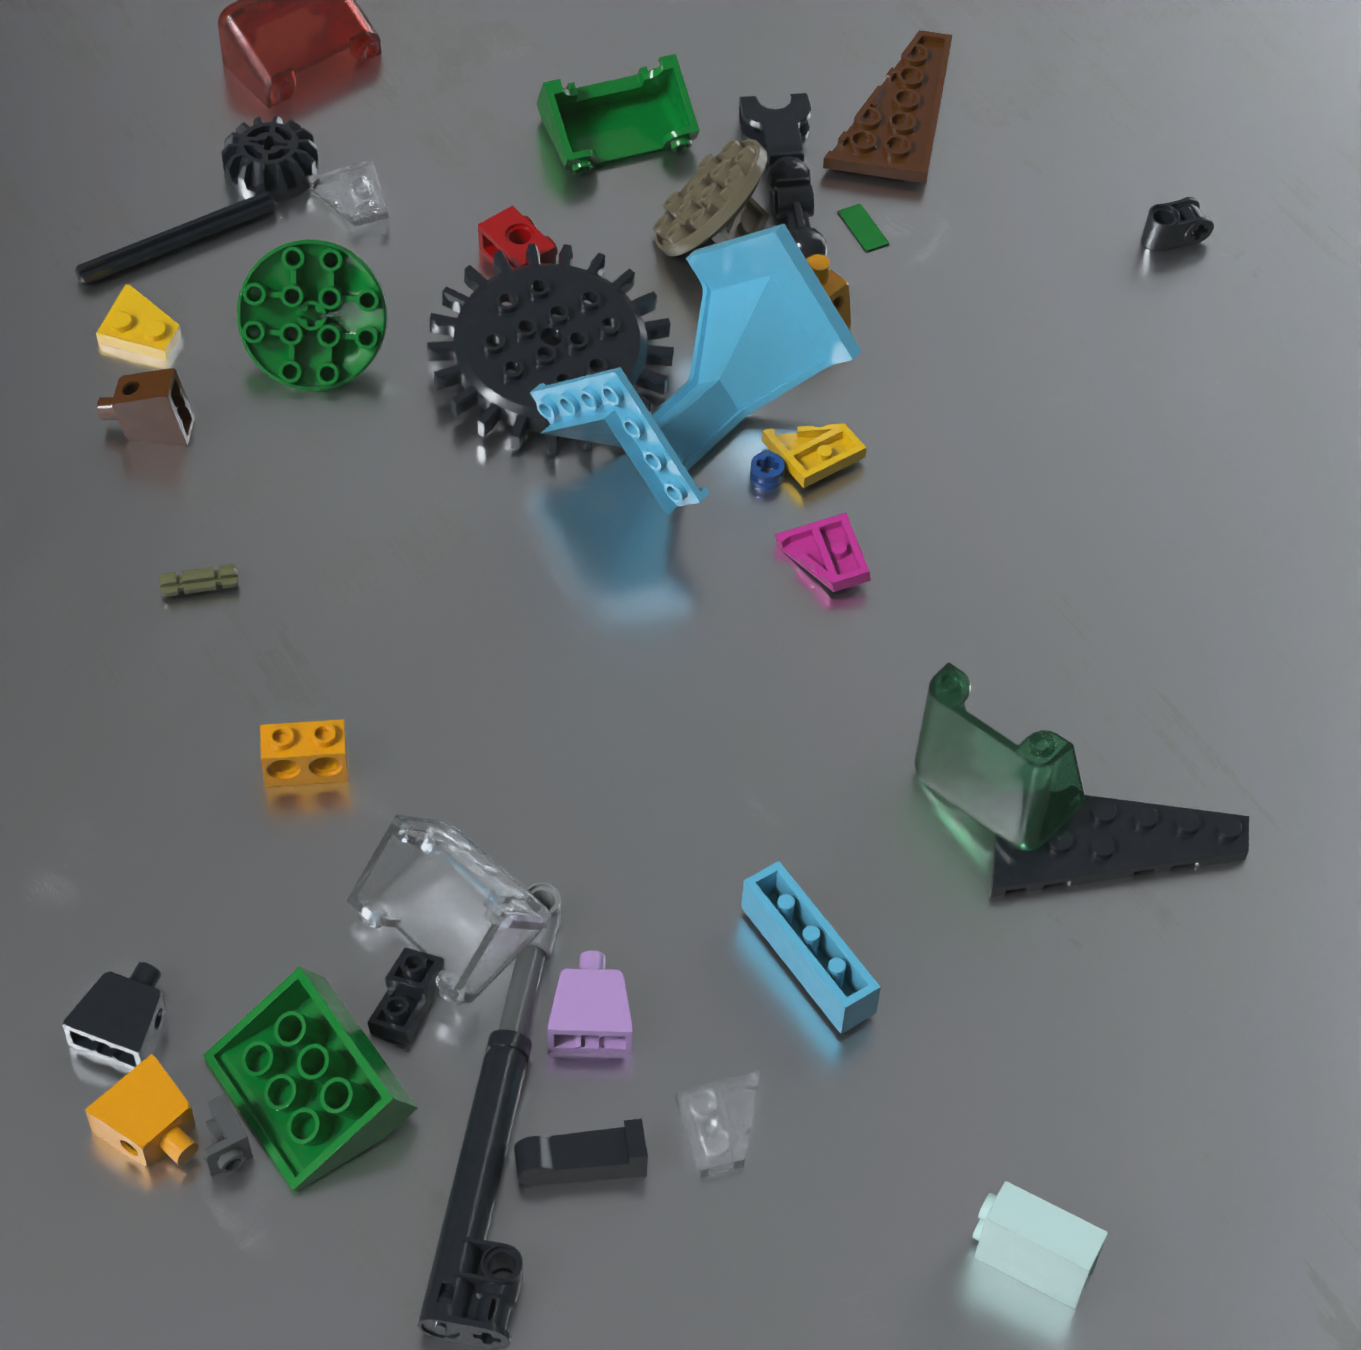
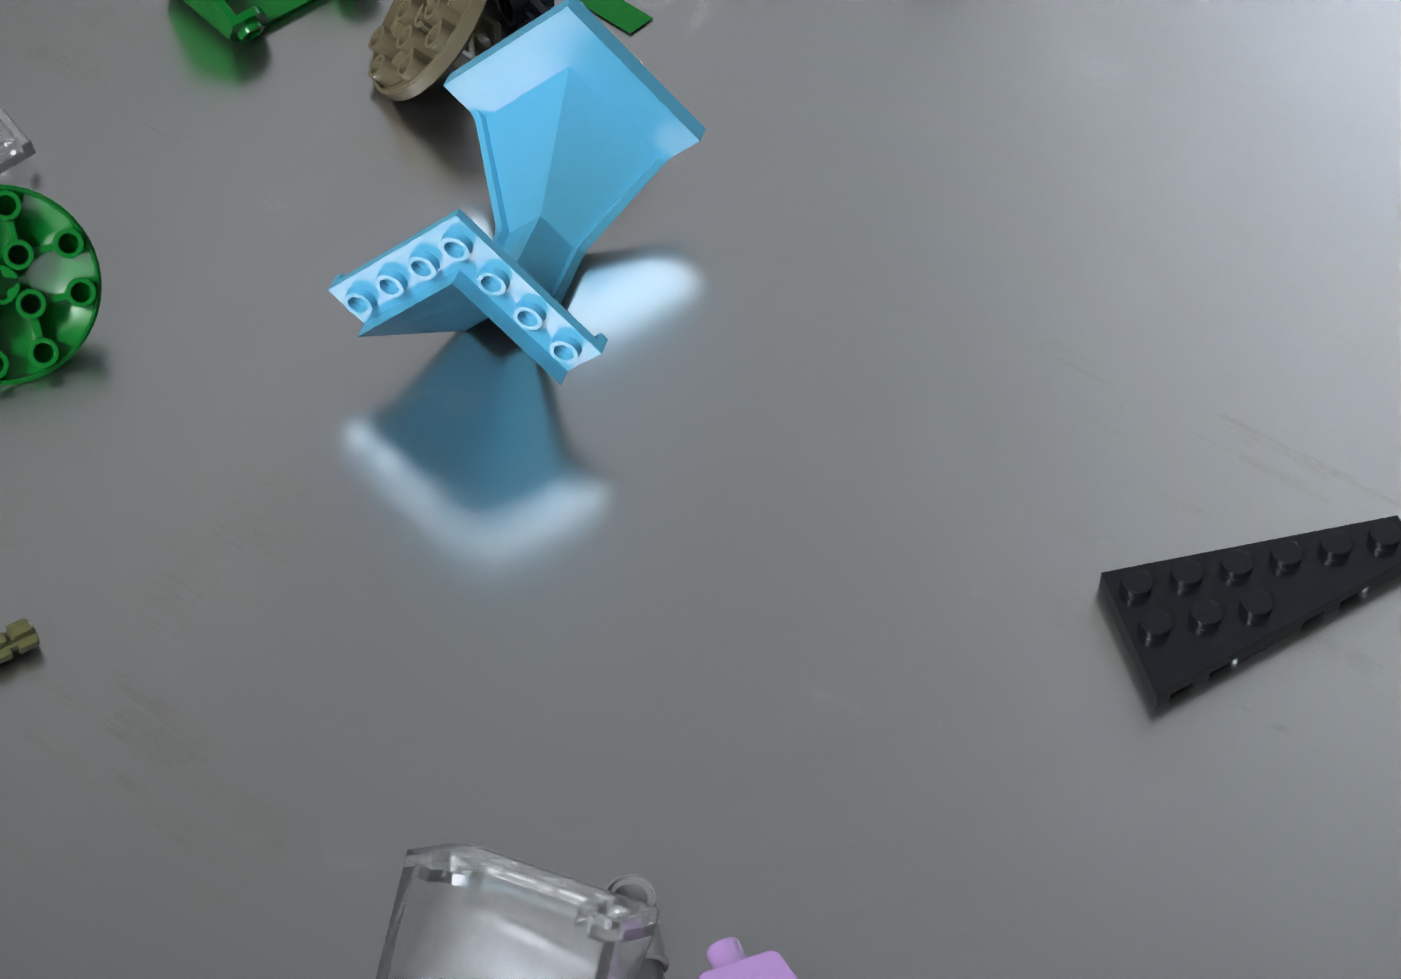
camera: 20 degrees left, 5 degrees down
(304, 753) = (229, 821): light orange brick -> none
(512, 234) = (215, 141): red brick -> none
(535, 296) = (280, 191): black gear -> none
(767, 480) = (641, 293): blue bush -> none
(810, 947) = (987, 839): medium azure brick -> none
(815, 450) = (687, 266): yellow wing -> none
(827, 552) = (761, 373): dark pink wing -> none
(1006, 787) = (1098, 556): clear green windscreen -> none

